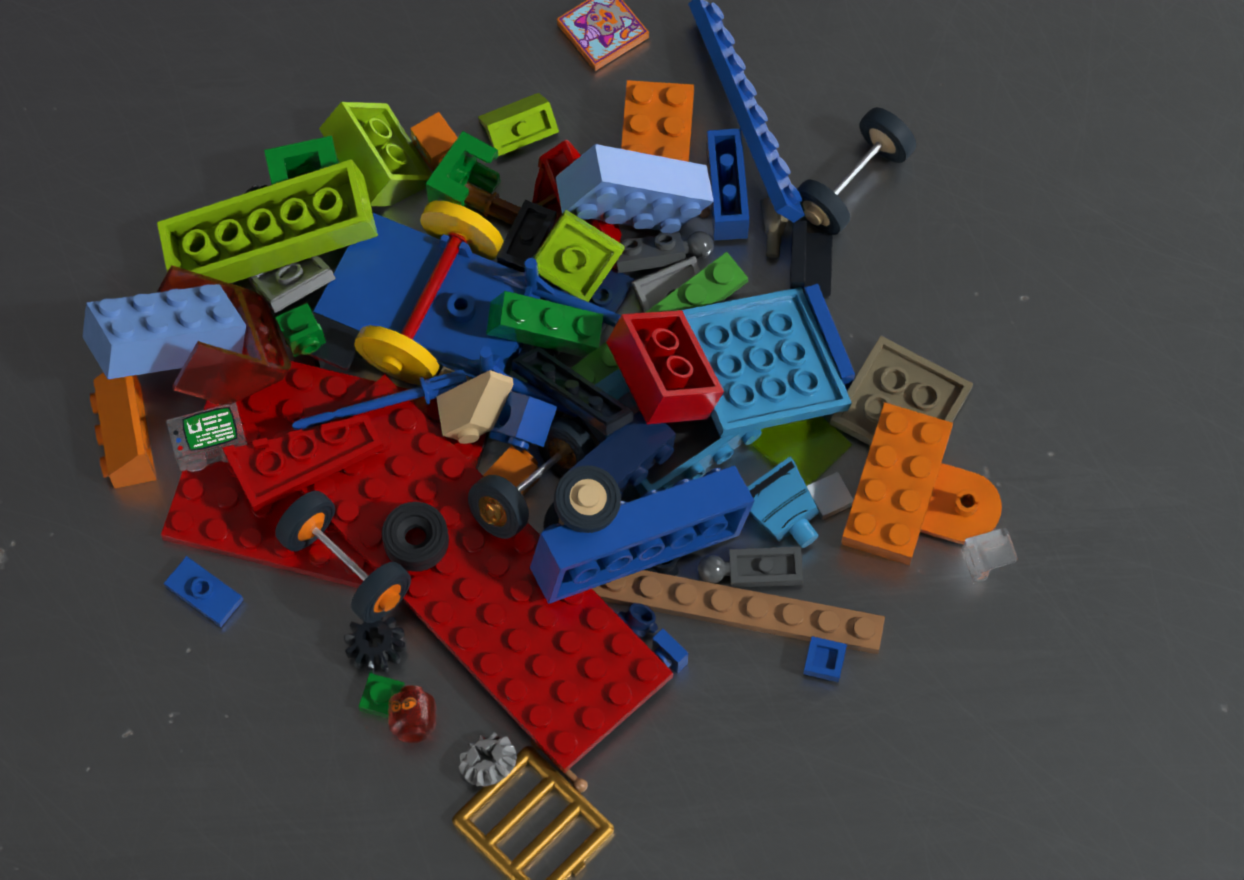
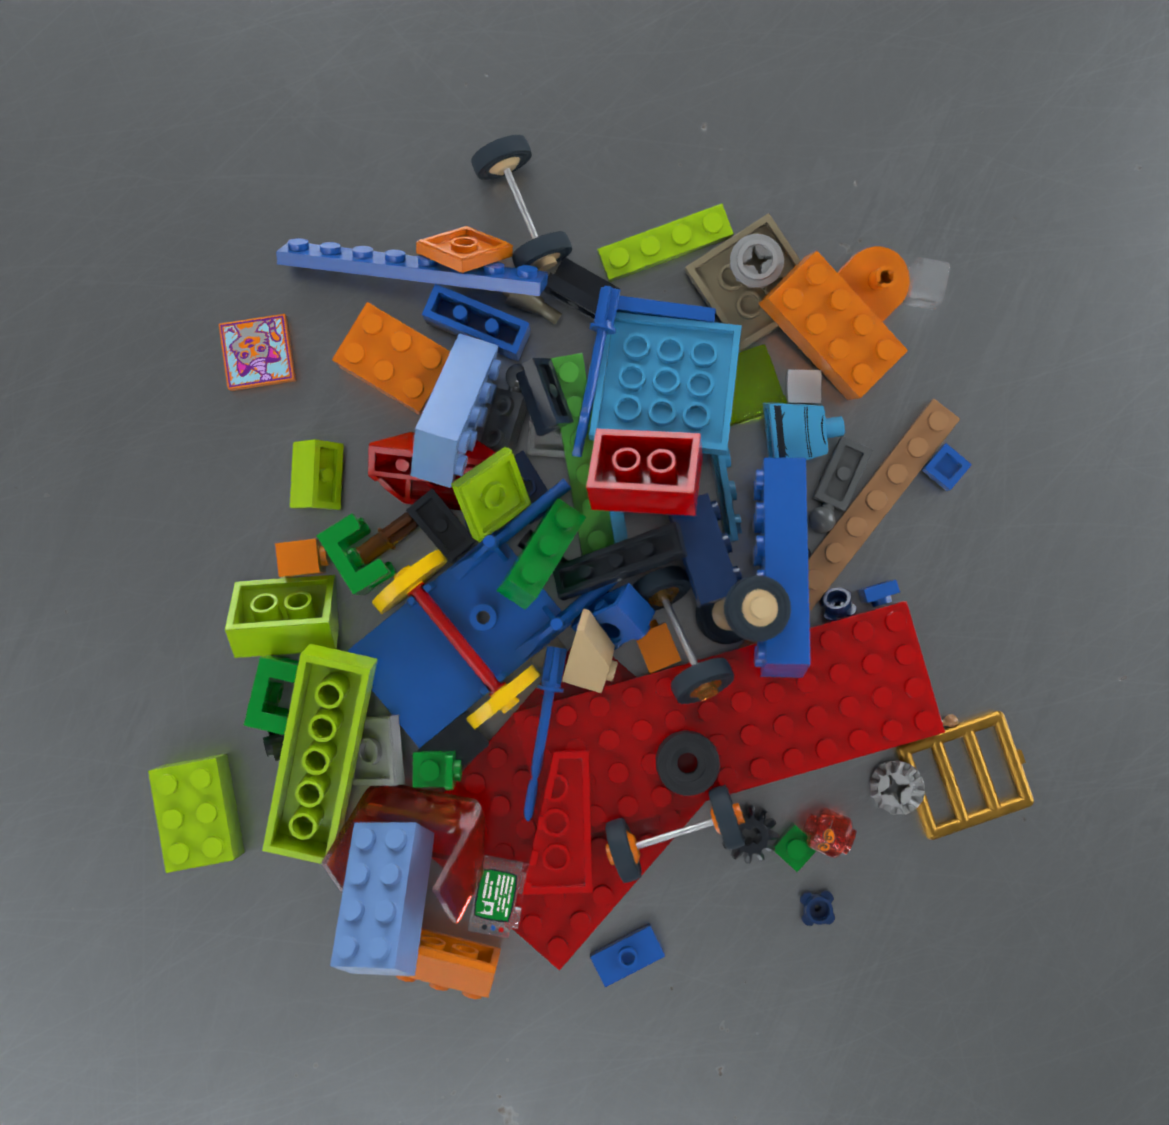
camera: 65 degrees left, 20 degrees up
(163, 162) = (196, 813): none -> lime brick
(335, 734) = (824, 915): none -> dark blue plate
(691, 261) = (543, 396): none -> black panel
(782, 282) = (603, 325): none -> blue piece
(786, 139) = (464, 249): none -> orange tile
(895, 312) = (665, 243): none -> lime plate
(919, 375) = (763, 247): none -> light grey gear

